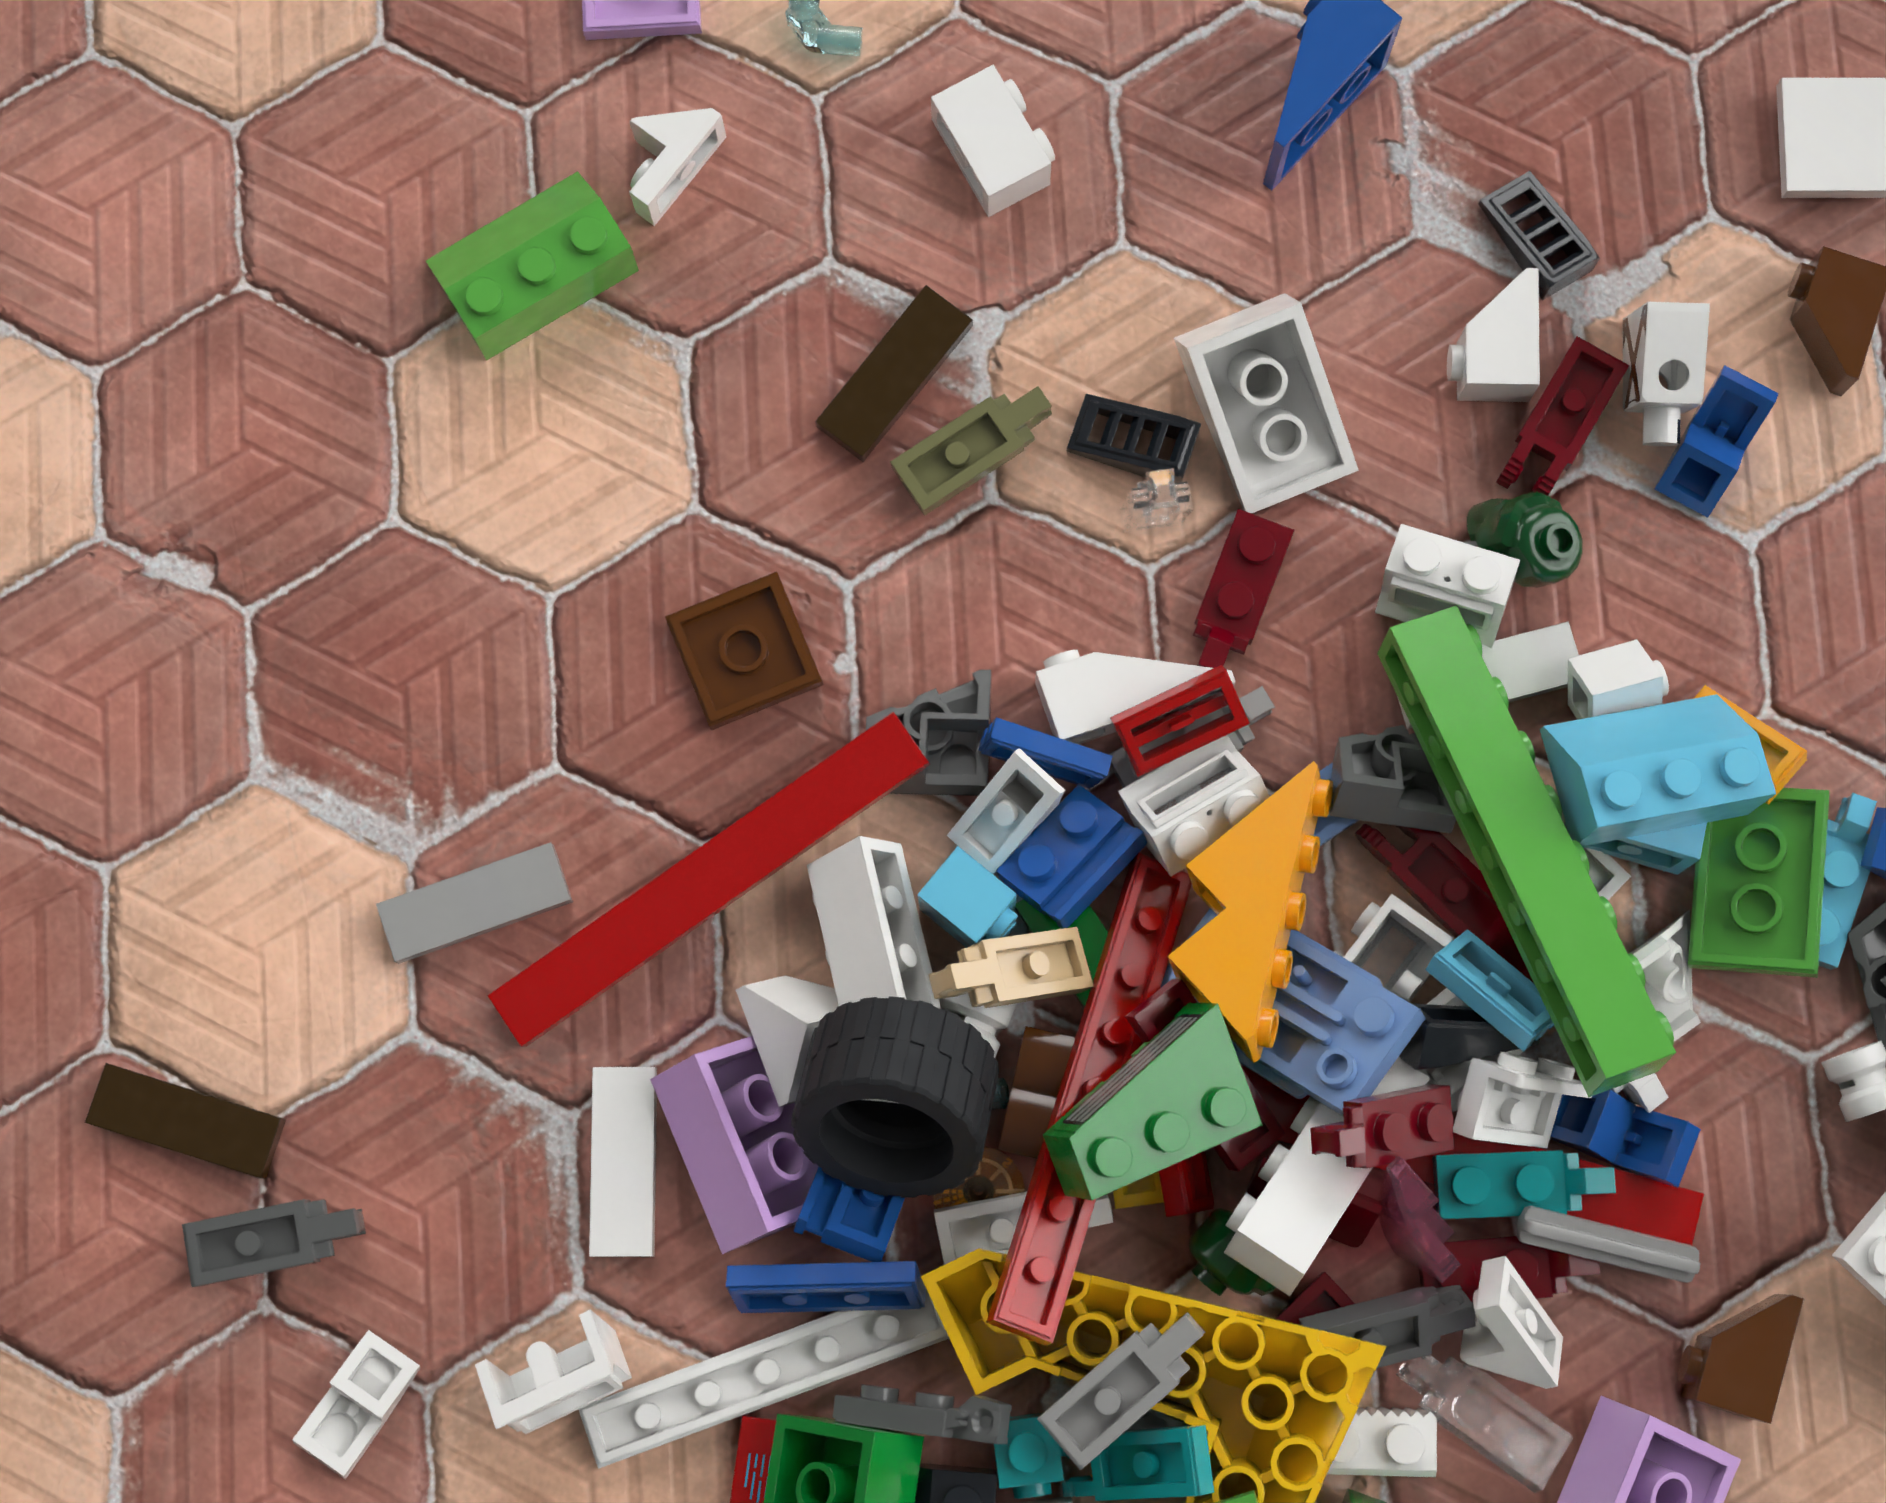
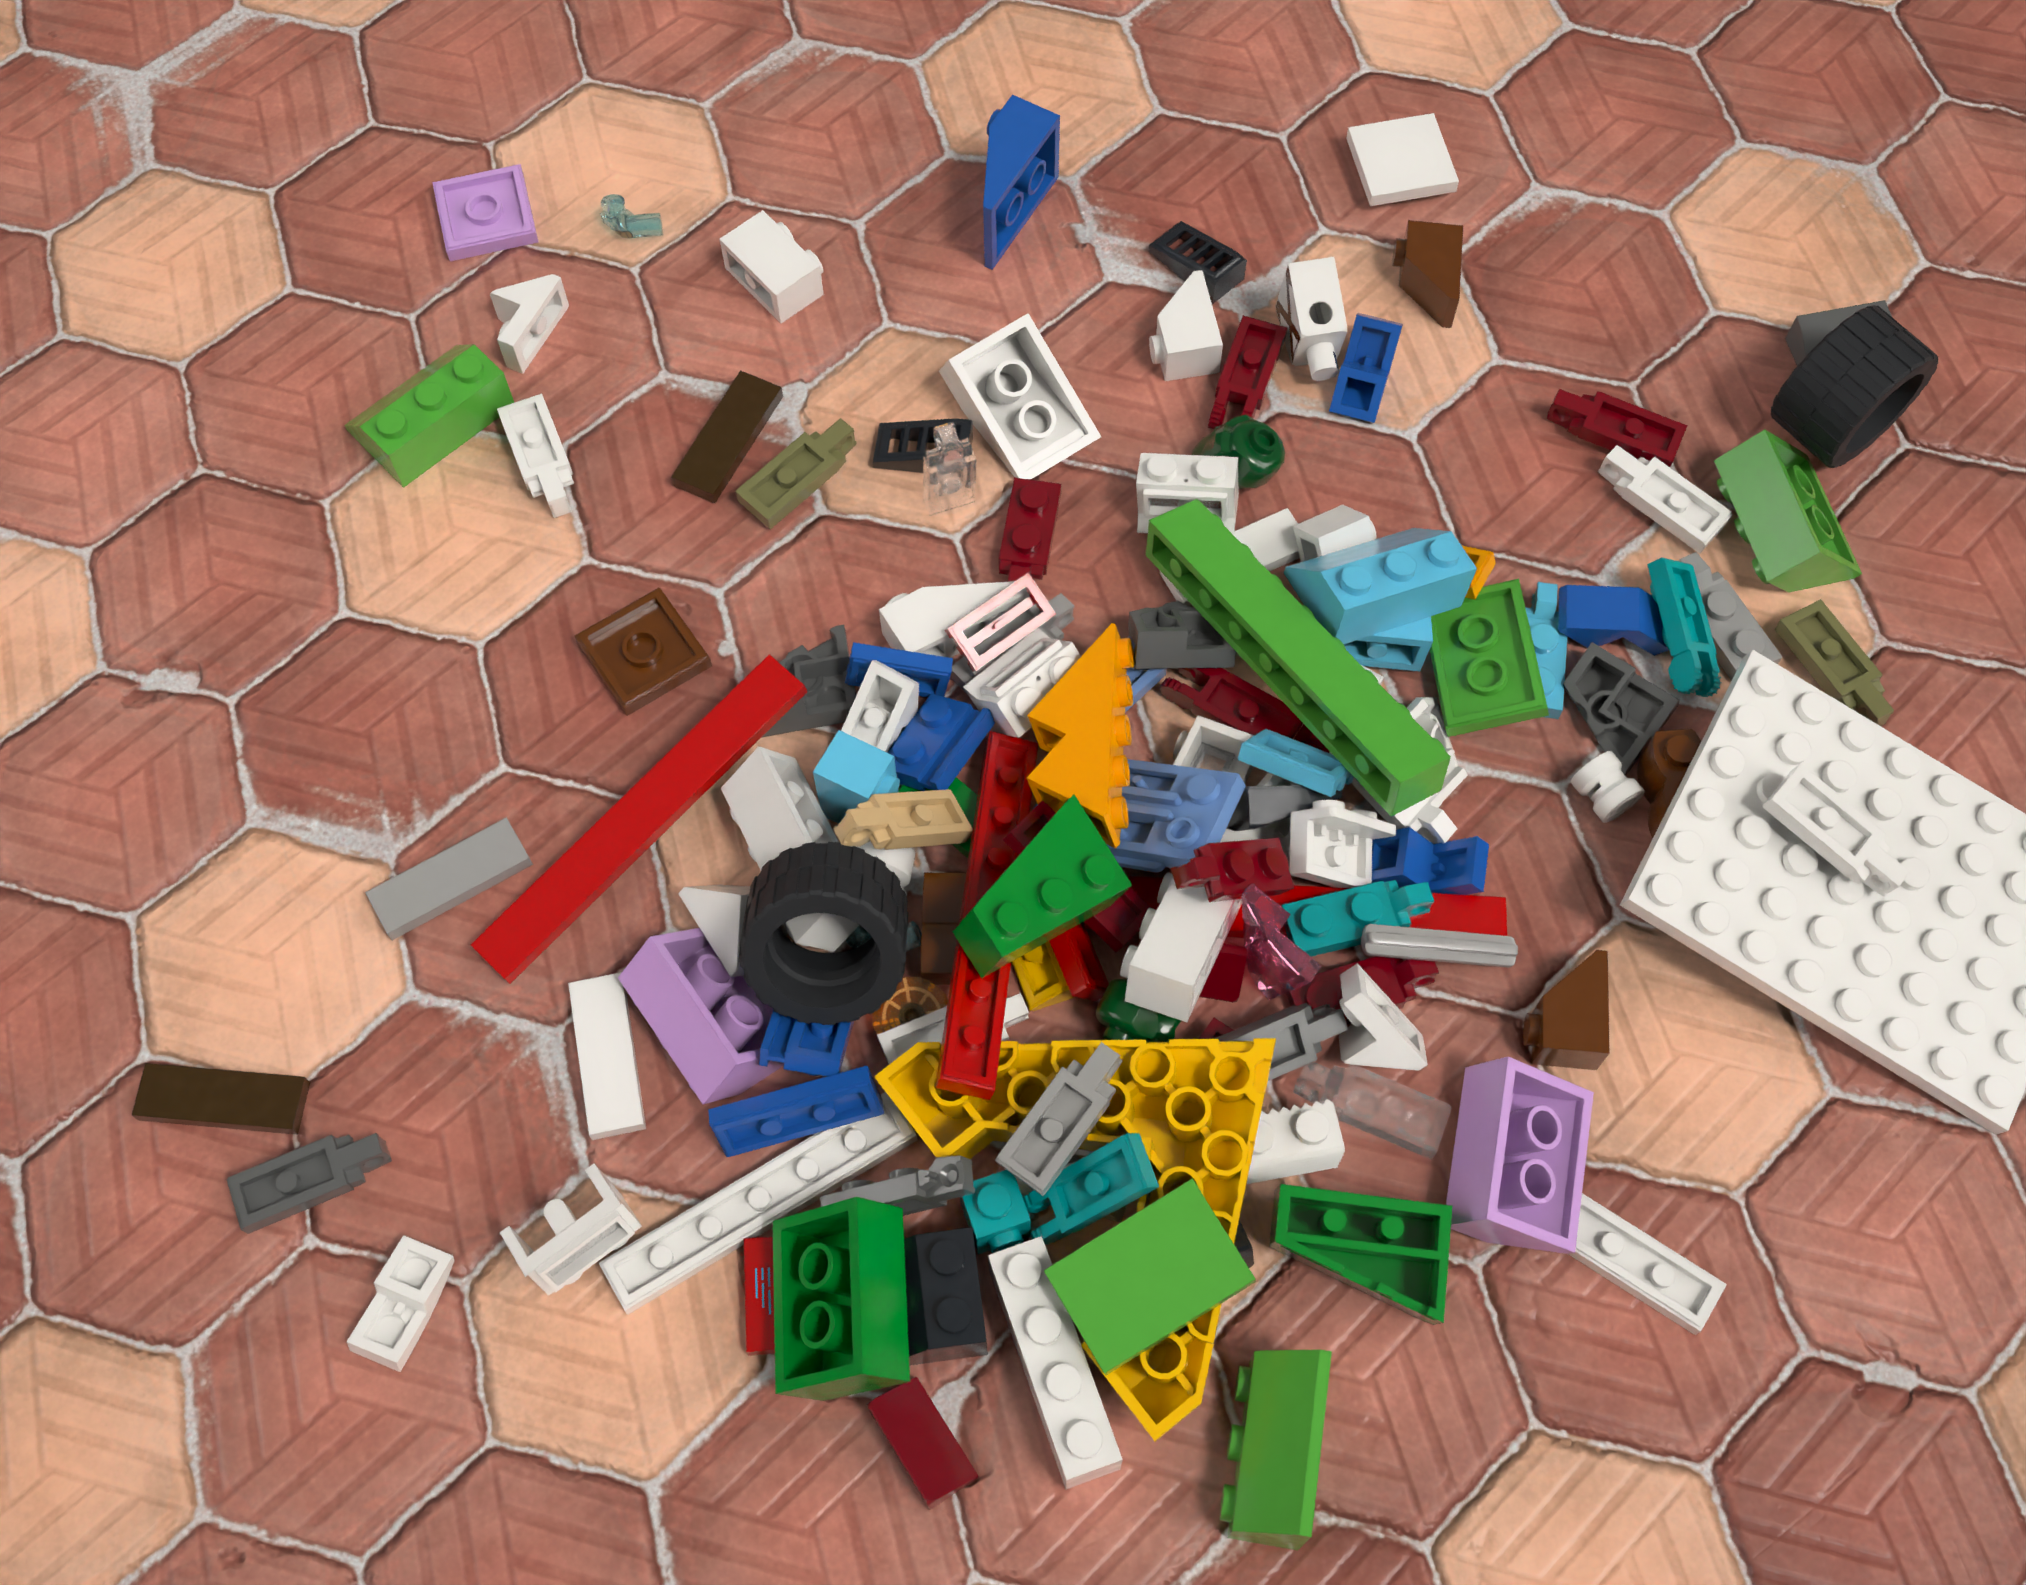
camera: 15 degrees left, 15 degrees down
(657, 350) = (538, 451): none -> white hinge

